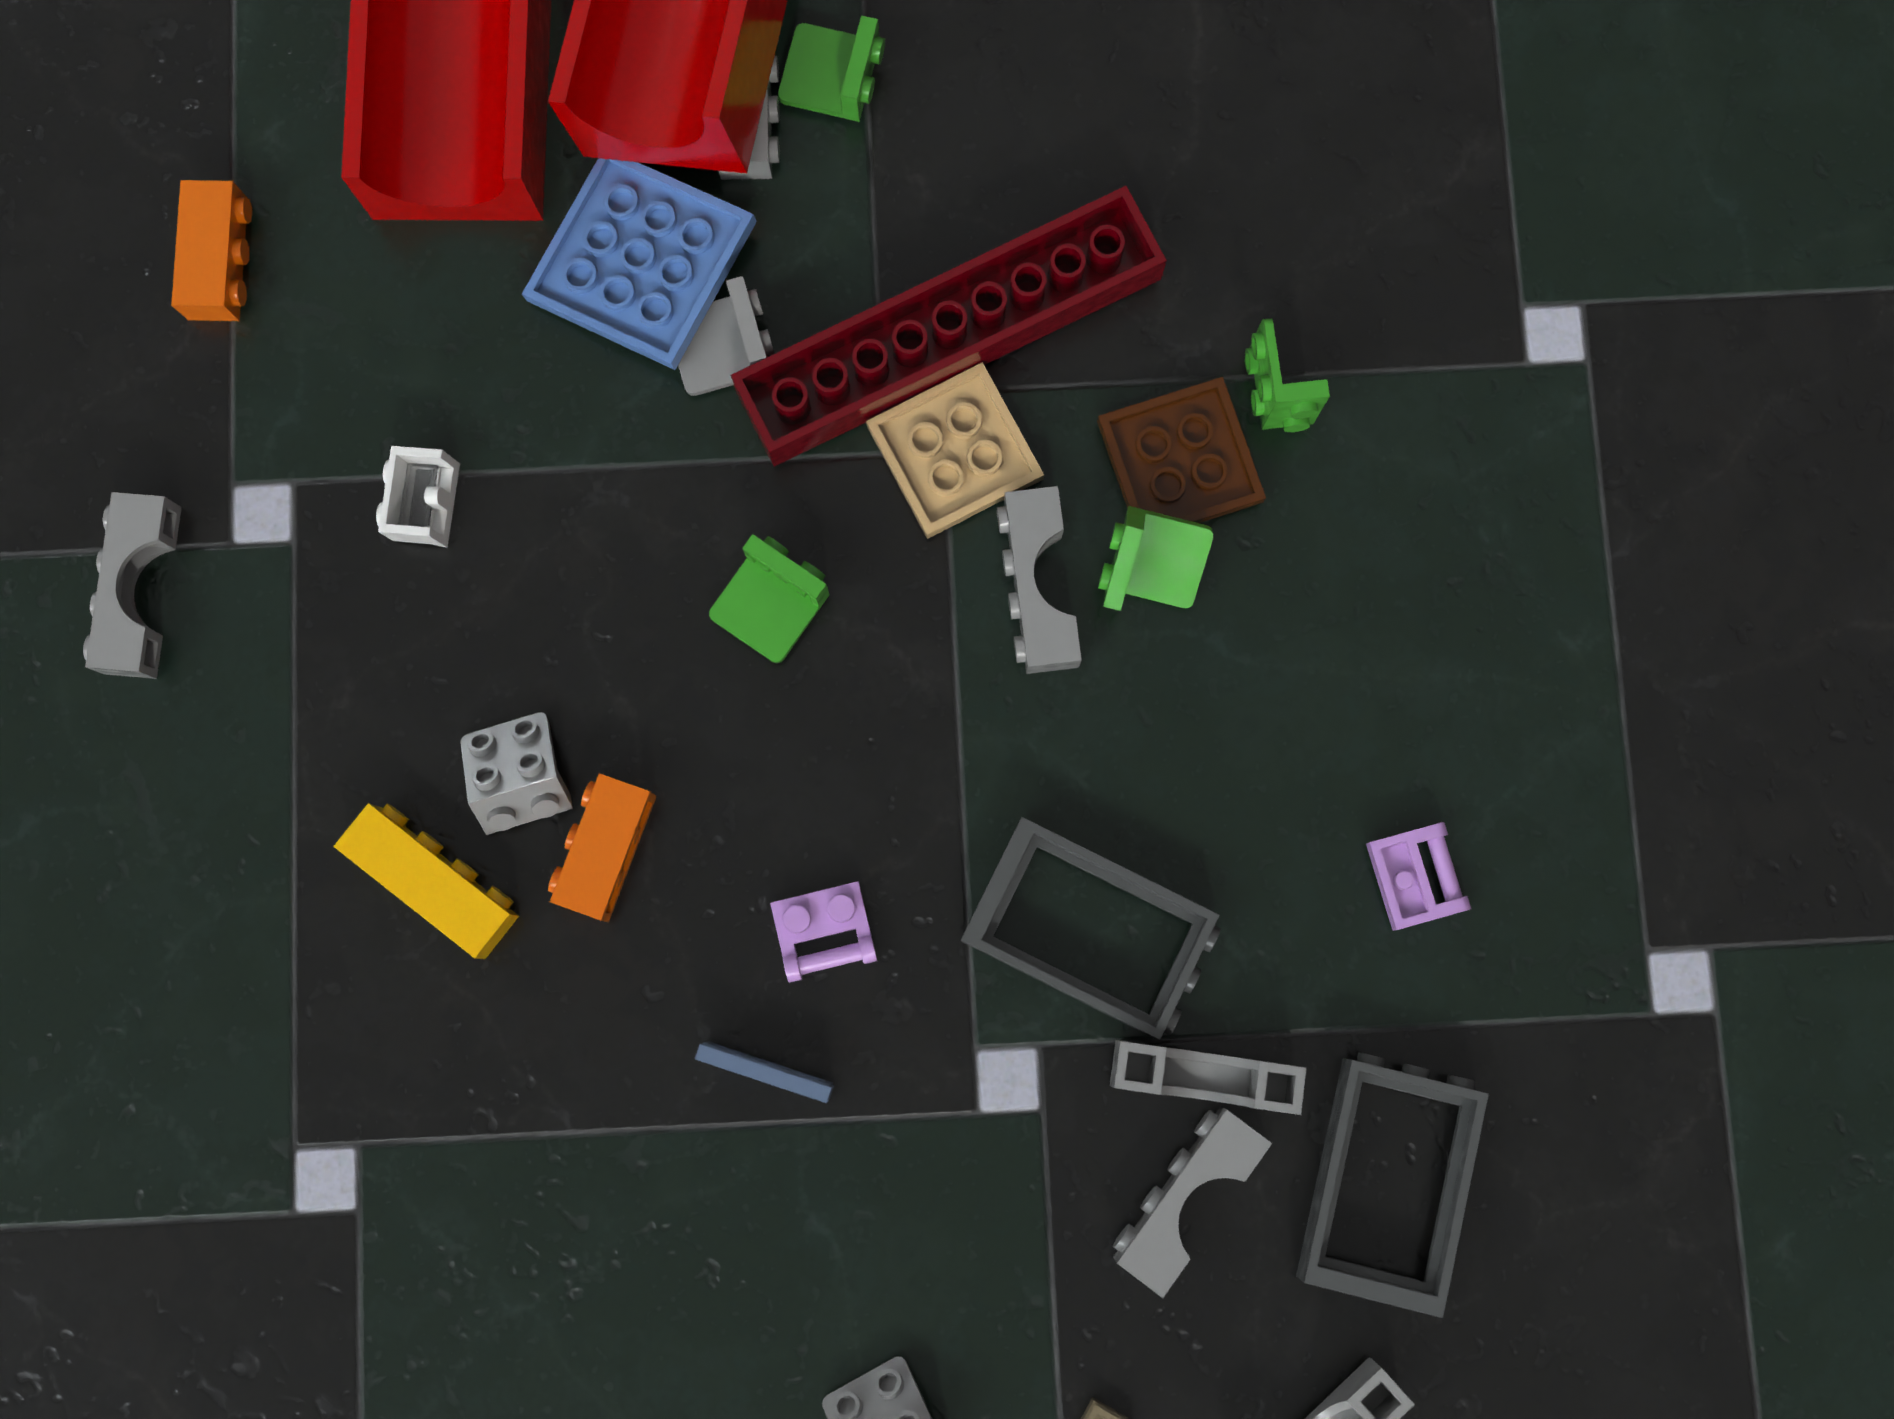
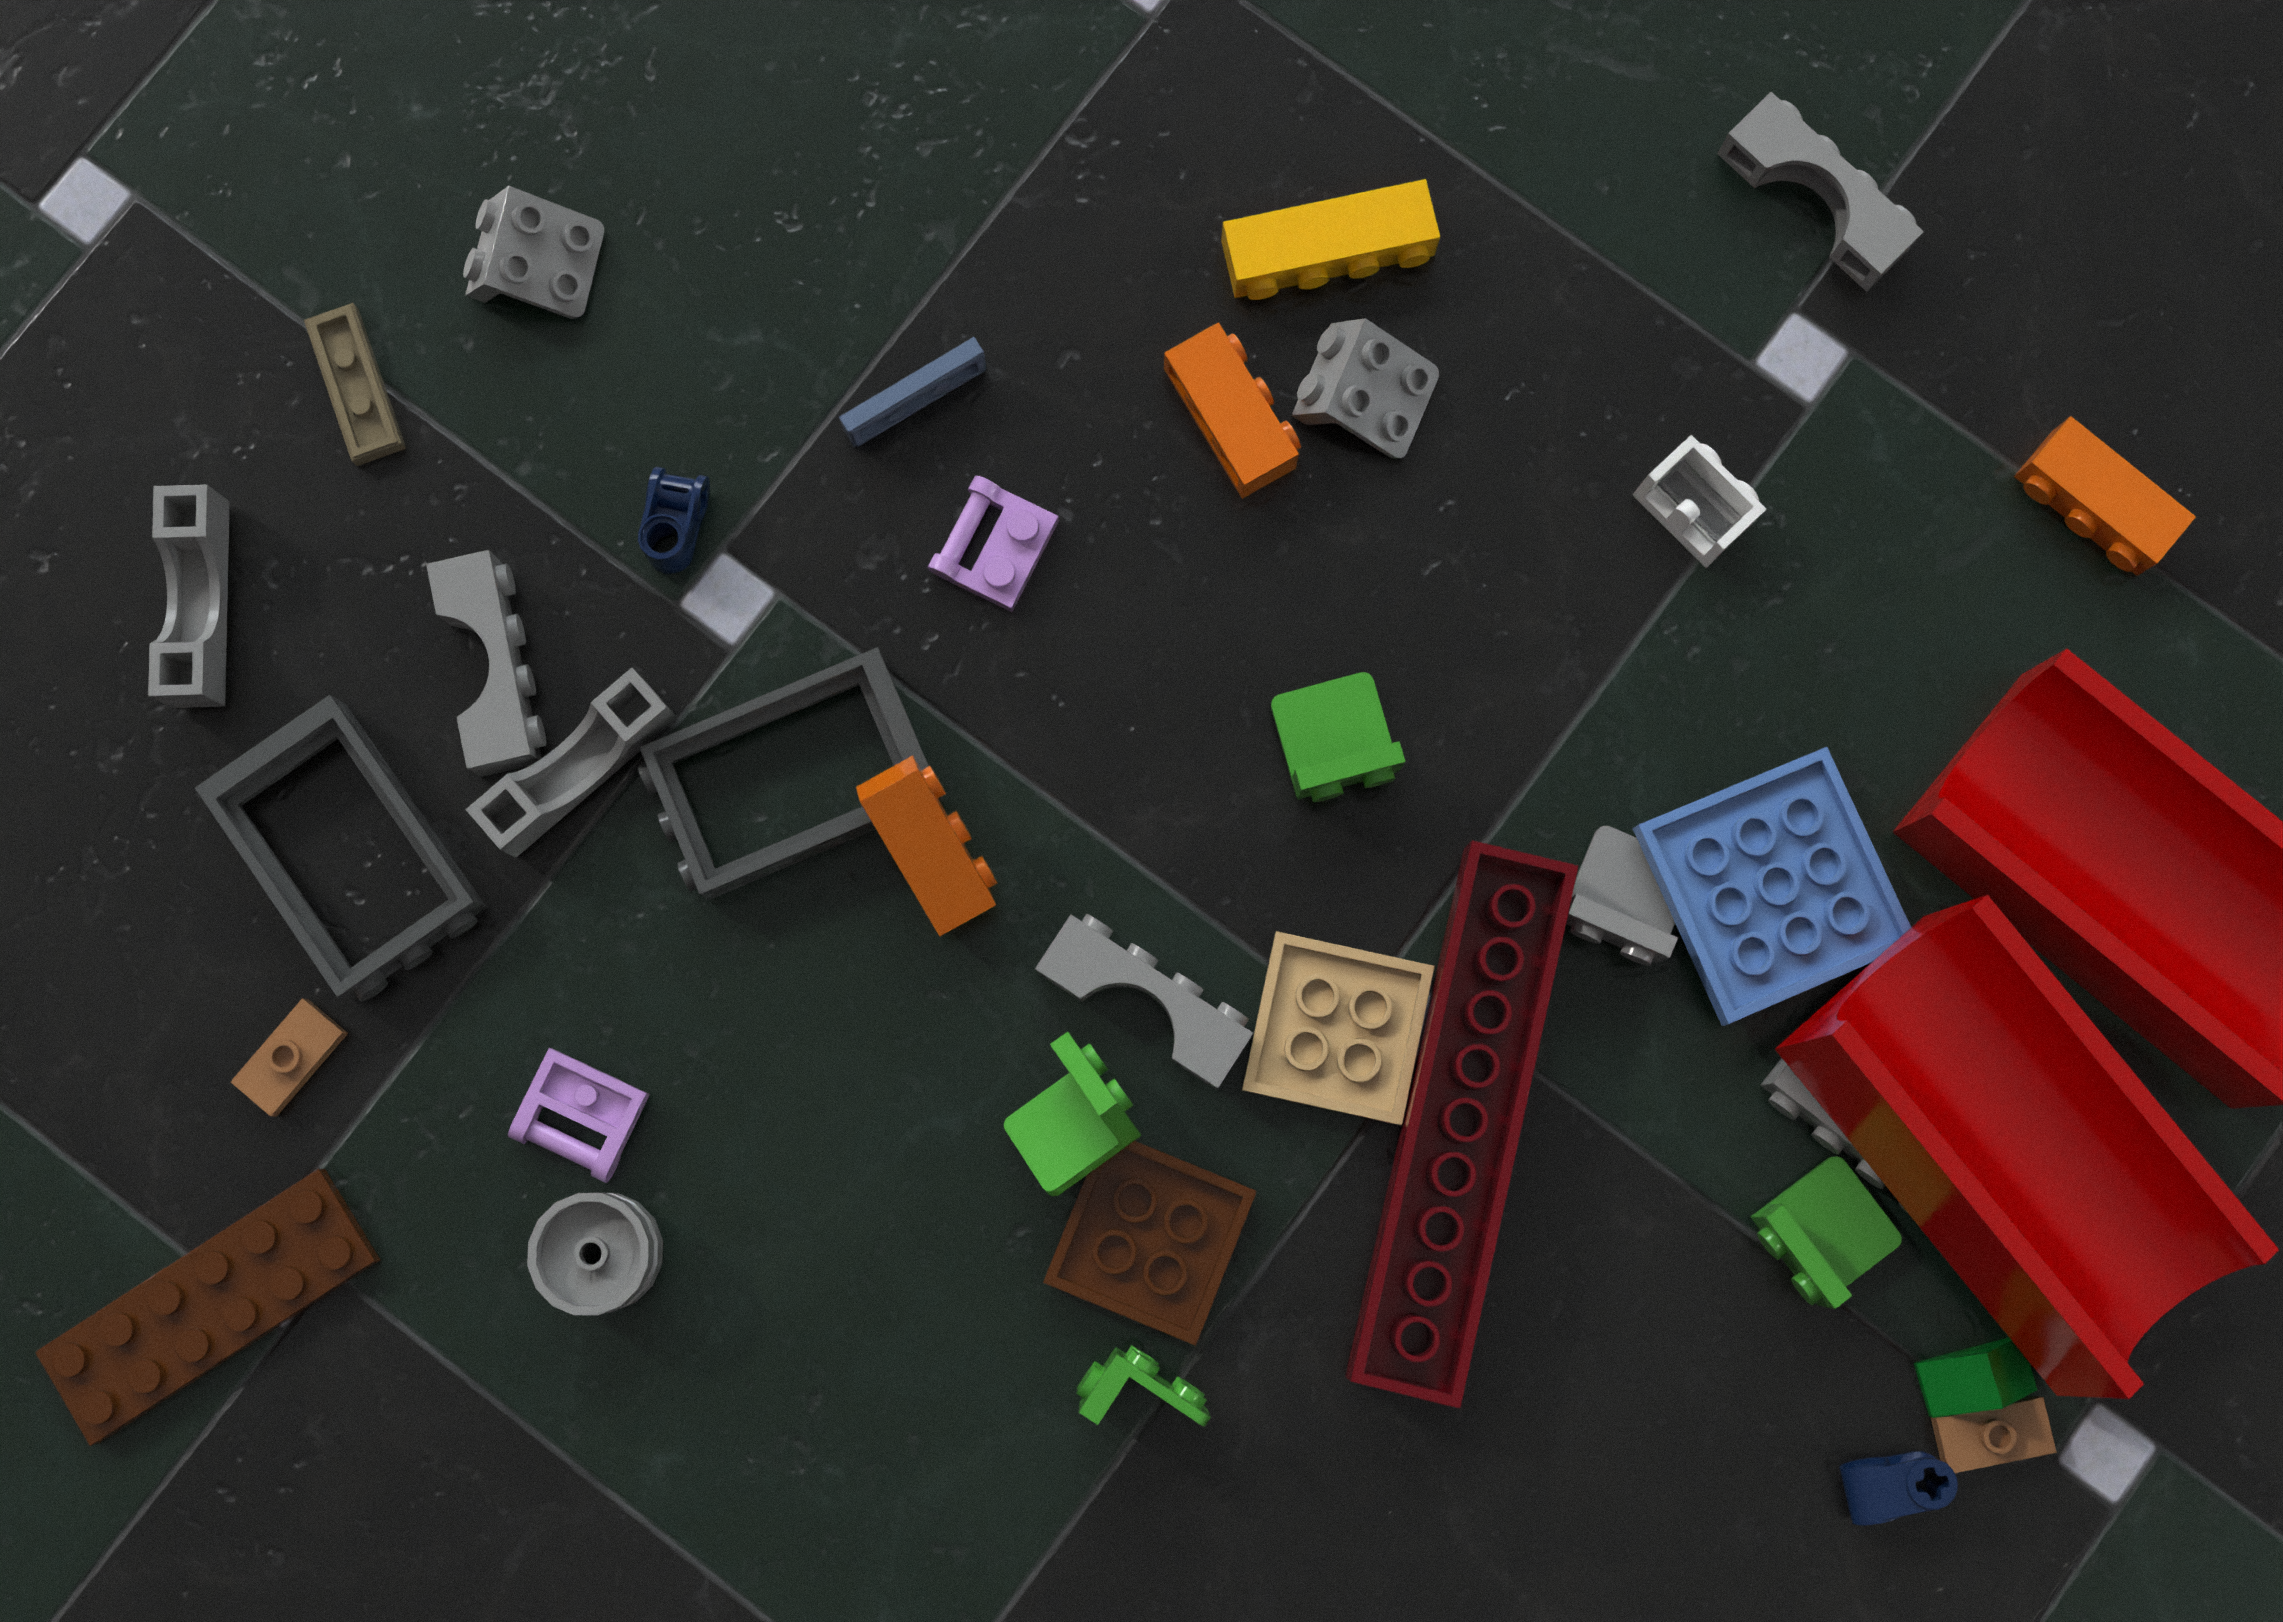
camera: 130 degrees right, 0 degrees up
(984, 1163) = (673, 508): none -> dark blue piece
(1061, 794) = (928, 844): none -> orange brick
(1519, 777) = (576, 1279): none -> light grey wheel
(1548, 1098) = (289, 1057): none -> medium nougat plate
(1739, 1008) = (207, 1306): none -> reddish brown plate

